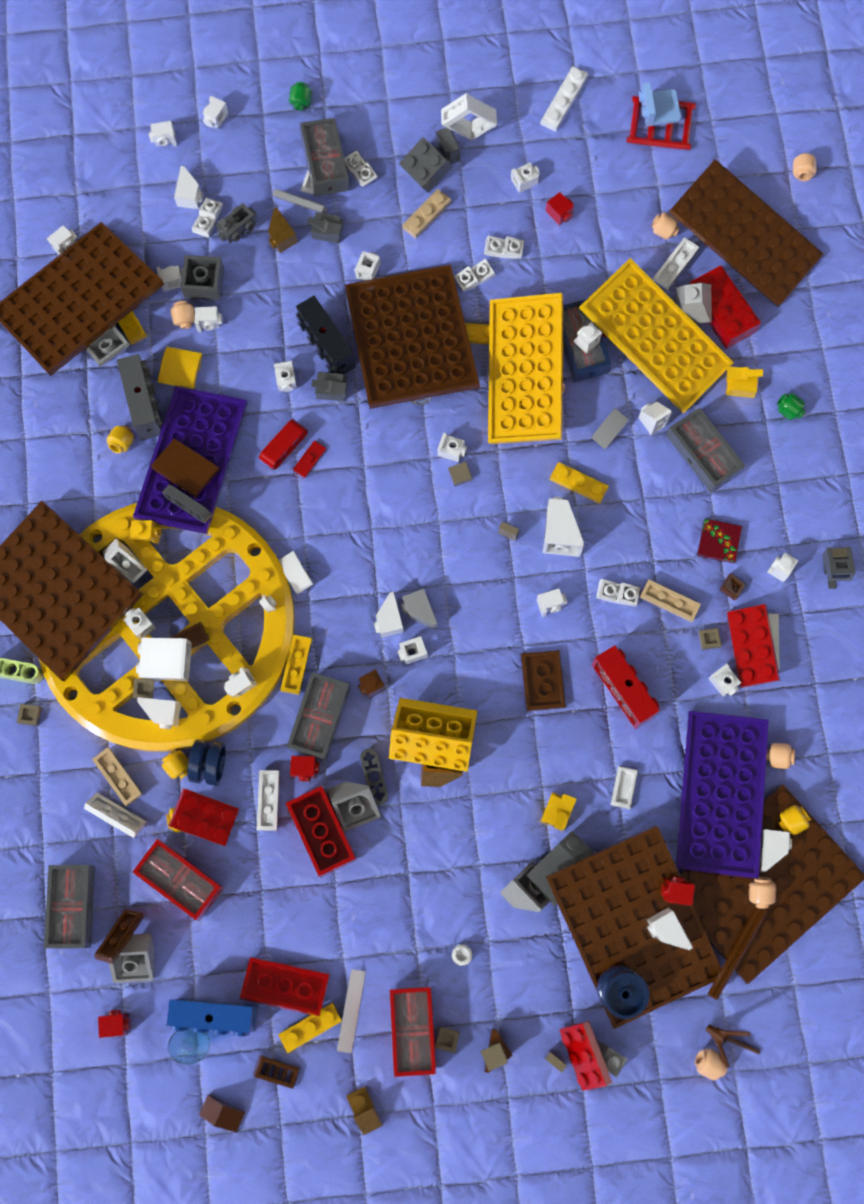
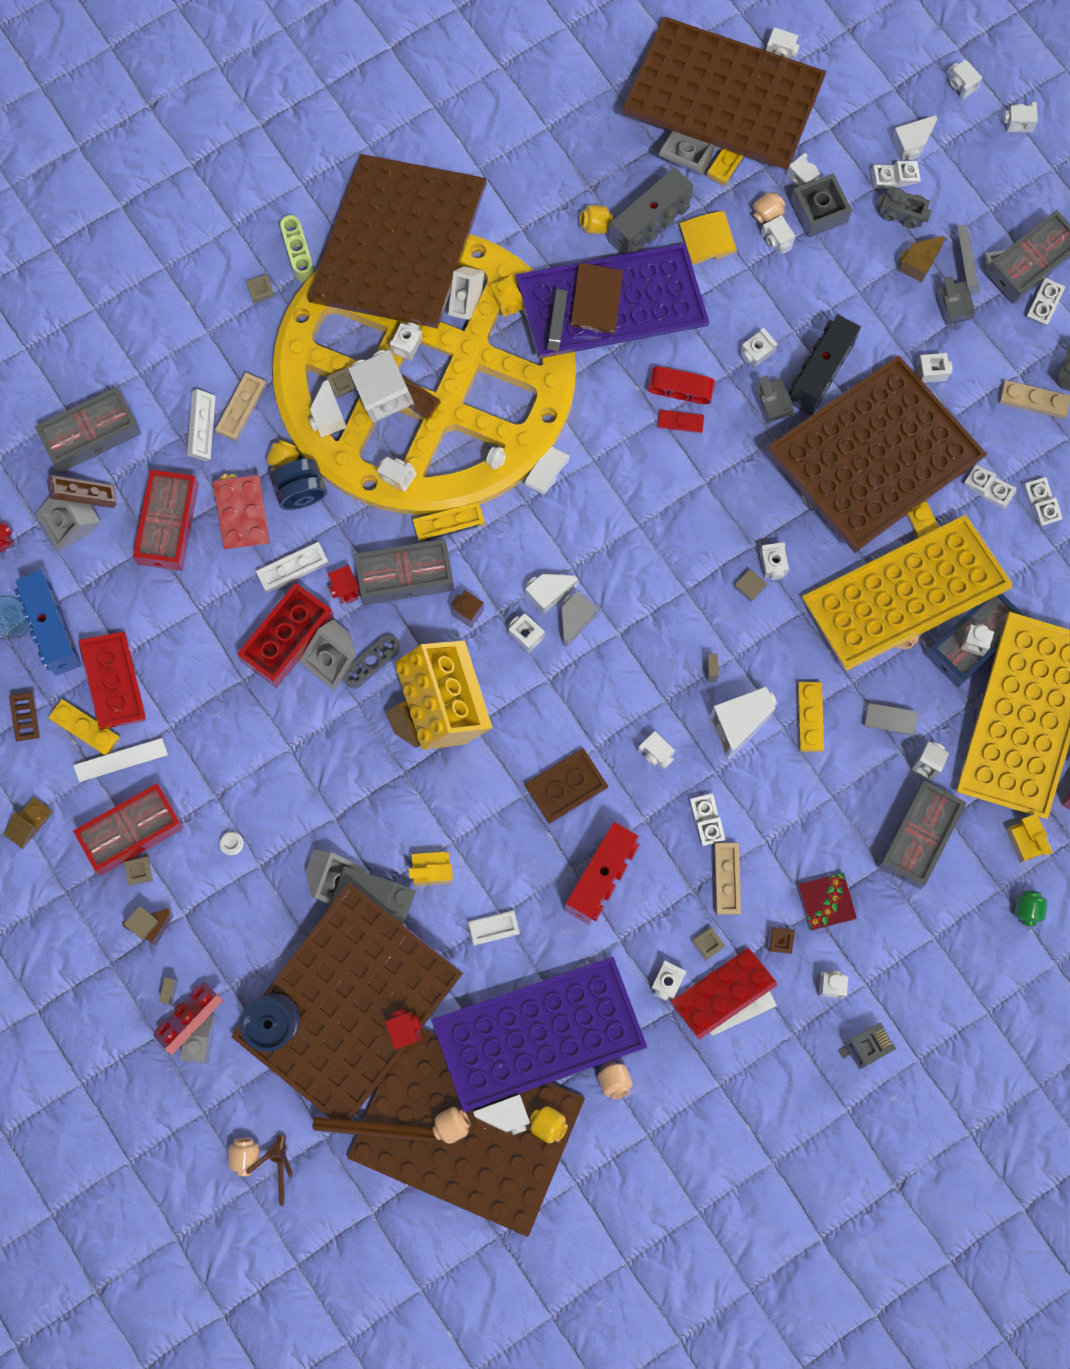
camera: 55 degrees right, 0 degrees up
(668, 929) = (358, 1039): white slope -> none

